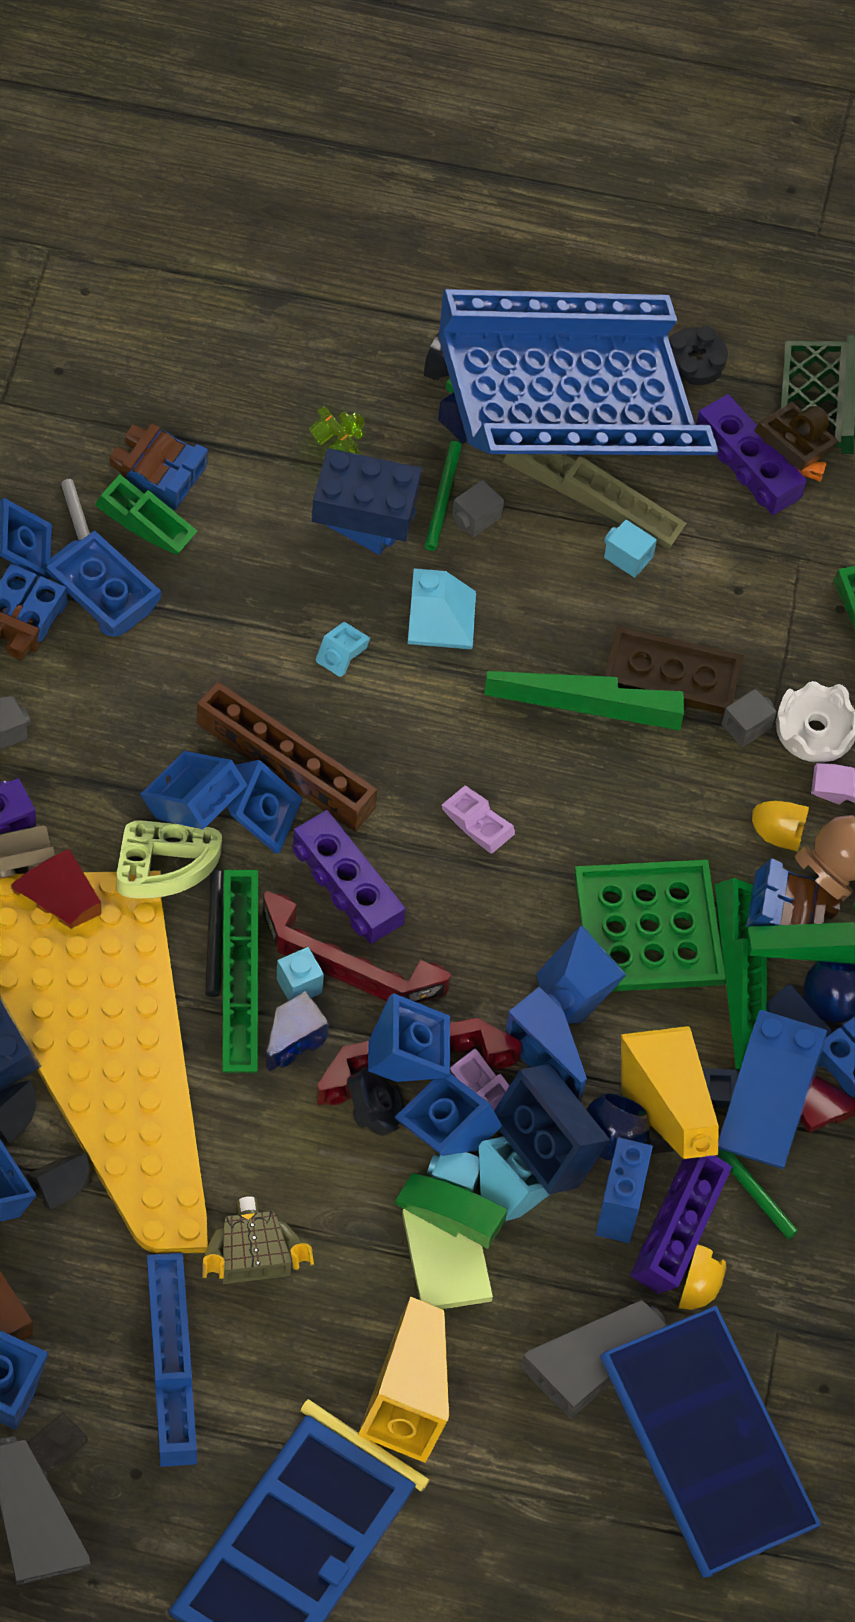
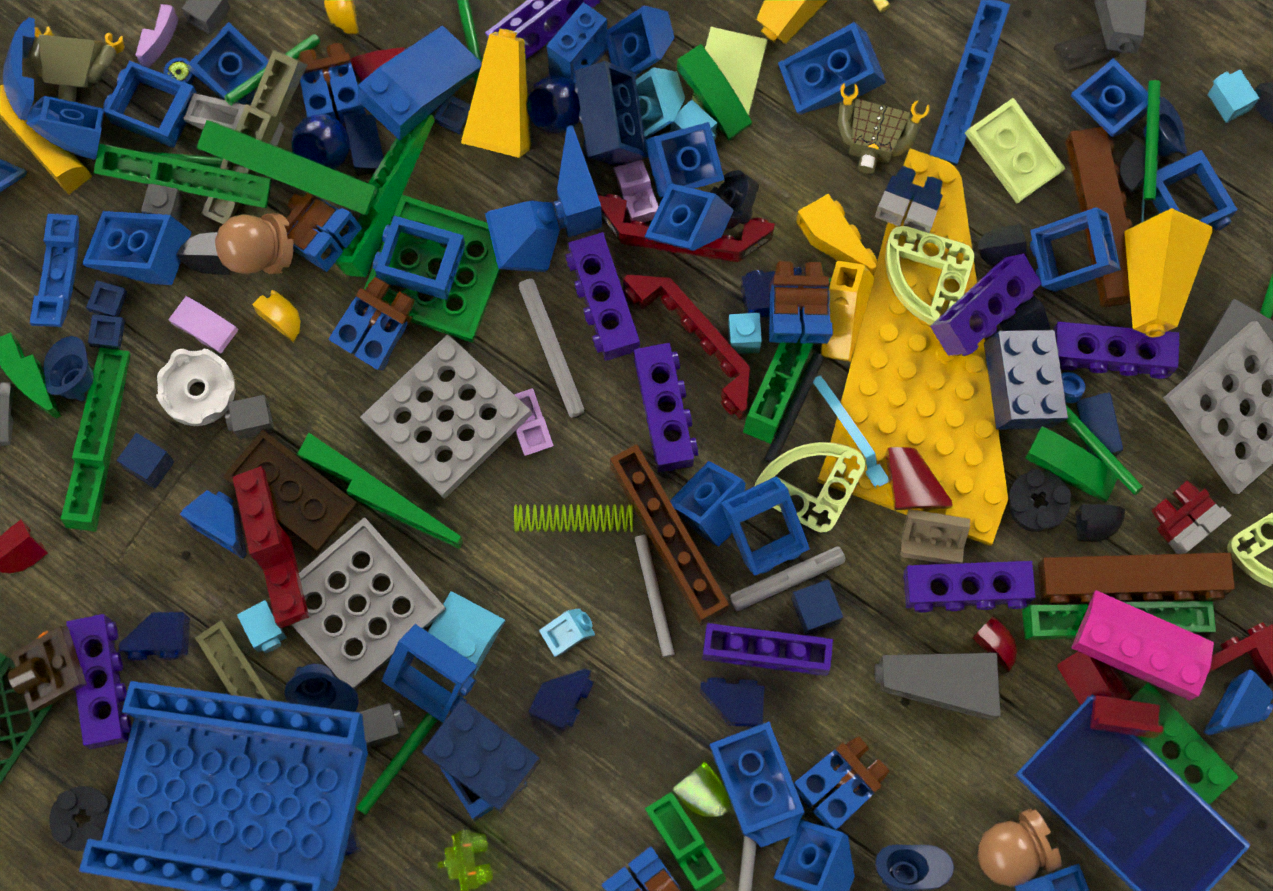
camera: 150 degrees left, 15 degrees up
(54, 1087) = (986, 305): none -> dark purple brick
(87, 1291) = (1015, 150): none -> yellowish green tile
(104, 888) = (874, 472): none -> medium azure piece
(108, 1117) = (949, 268): none -> yellowish green beam
(109, 750) = (816, 607): none -> dark blue piece
(141, 691) = (767, 649): none -> dark purple brick
(149, 772) = (787, 578): none -> light grey axle
(150, 561) = (703, 792): none -> clear neon green brick
(153, 642) = (736, 703): none -> clear blue slope
(194, 1174) = (902, 191): none -> hips
(204, 1043) = (847, 305): none -> yellow slope
(253, 1016) = (799, 305): none -> hips
(253, 1116) = (830, 232): none -> yellow slope
(263, 697) = (654, 596): none -> light grey piece
(321, 587) = (559, 697): none -> clear blue slope
(330, 1298) = (821, 69): none -> blue slope
(440, 728) = (518, 516): none -> lime piece
(450, 553) = (419, 687): none -> blue window
(466, 976) = (595, 252): none -> dark purple brick
(492, 897) = (551, 348): none -> light grey axle
(549, 518) = (319, 687): none -> dark blue piece
(559, 1241) = (640, 39): none -> blue slope
(561, 617) = (359, 582): none -> light grey piece
(582, 782) = (445, 435): none -> light grey piece
(660, 604) = (270, 547): none -> dark red bracket
(673, 937) = (448, 268): none -> blue window
(679, 845) = (373, 325): none -> blue hips
(716, 508) = (160, 635): none -> clear blue slope
(720, 607) = (217, 520): none -> blue slope
(823, 640) = (145, 460): none -> dark blue piece

